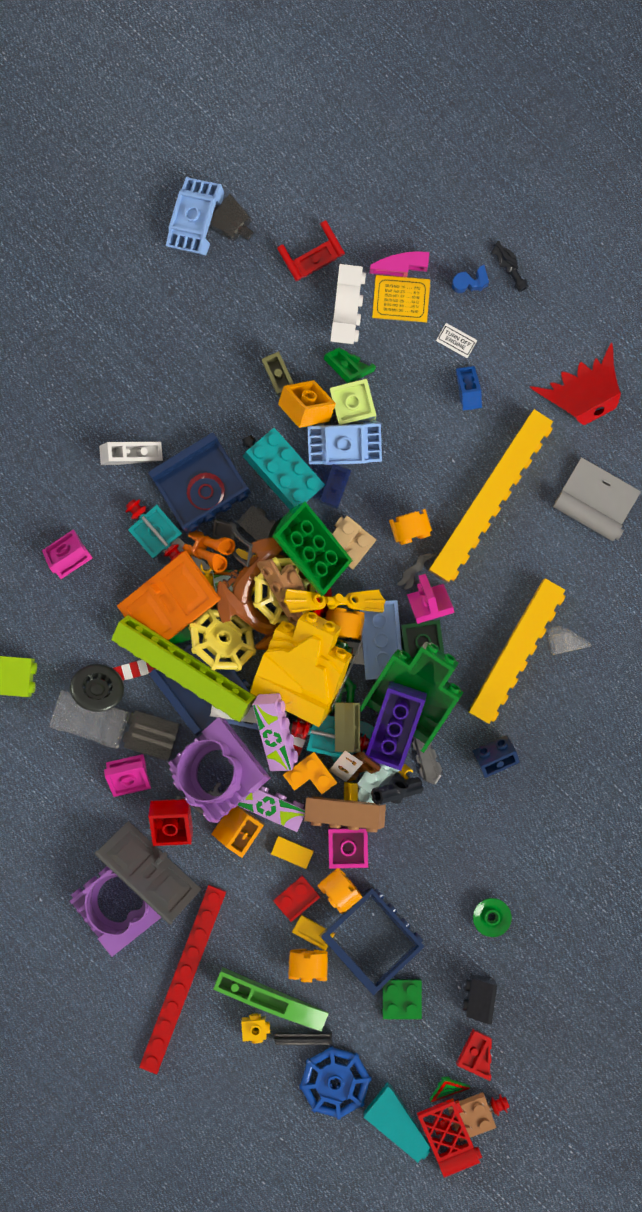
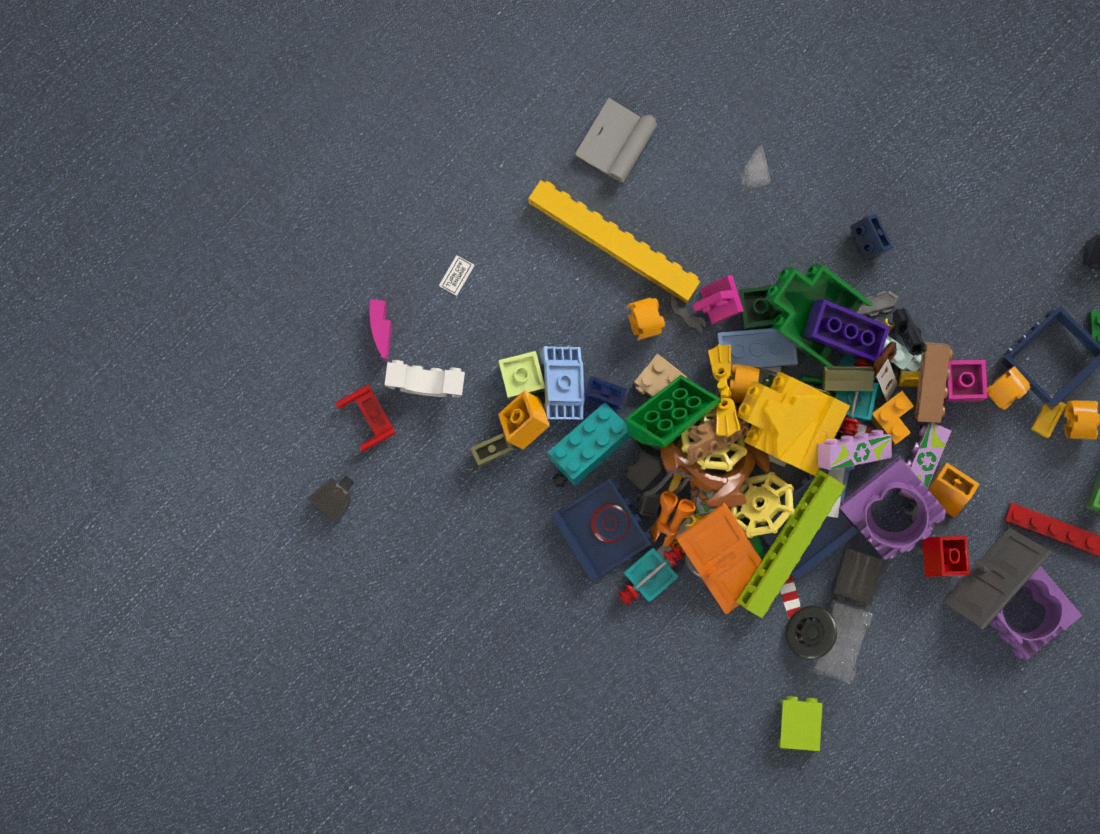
camera: 90 degrees left, 5 degrees down
(66, 554) = (674, 666): dark pink bracket -> none
(127, 775) = (897, 601): dark pink bracket -> none
(130, 452) = (570, 600): white slope -> none
(193, 215) = (329, 535): light blue plate -> none
(292, 852) = (969, 437): yellow tile -> none
(296, 898) = (1015, 433): red plate -> none
(348, 365) = (482, 381): green wing -> none
(401, 298) = (414, 329): yellow sticker -> none
(463, 281) = (398, 266): blue leg -> none
(469, 388) = (506, 261): blue arch -> none
(499, 924) = (1034, 236): green dish -> none
(508, 262) = (379, 223): black piece -> none
(516, 651) = (766, 217): yellow brick -> none
(588, 391) = (511, 146): red piece -> none

